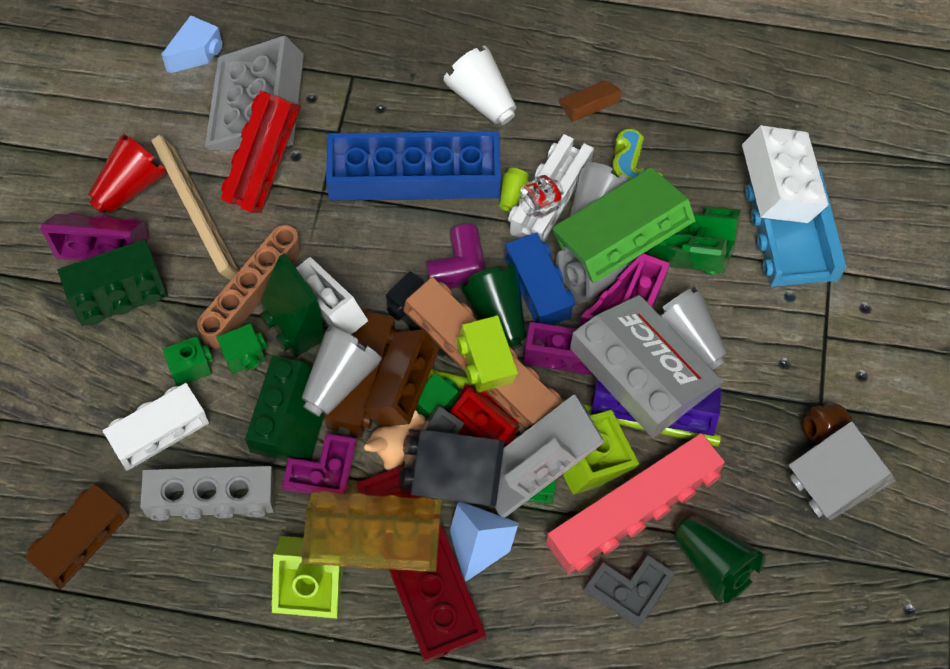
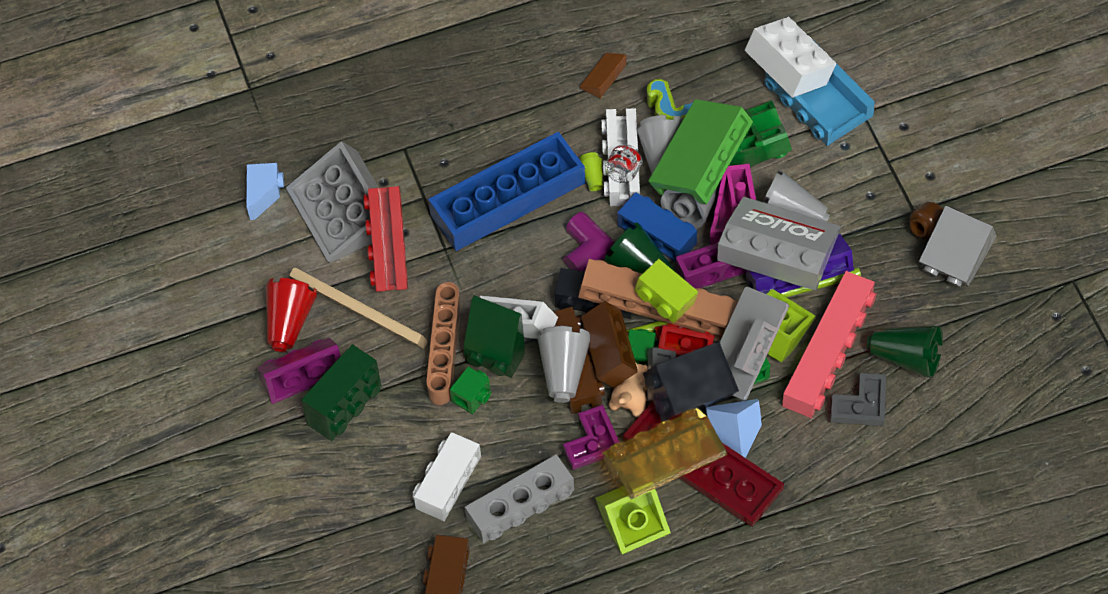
camera: 25 degrees left, 5 degrees down
(188, 361) = (436, 420): green brick -> none
(279, 421) = (537, 417): dark green slope -> none
(482, 85) = (518, 104): white cone -> none

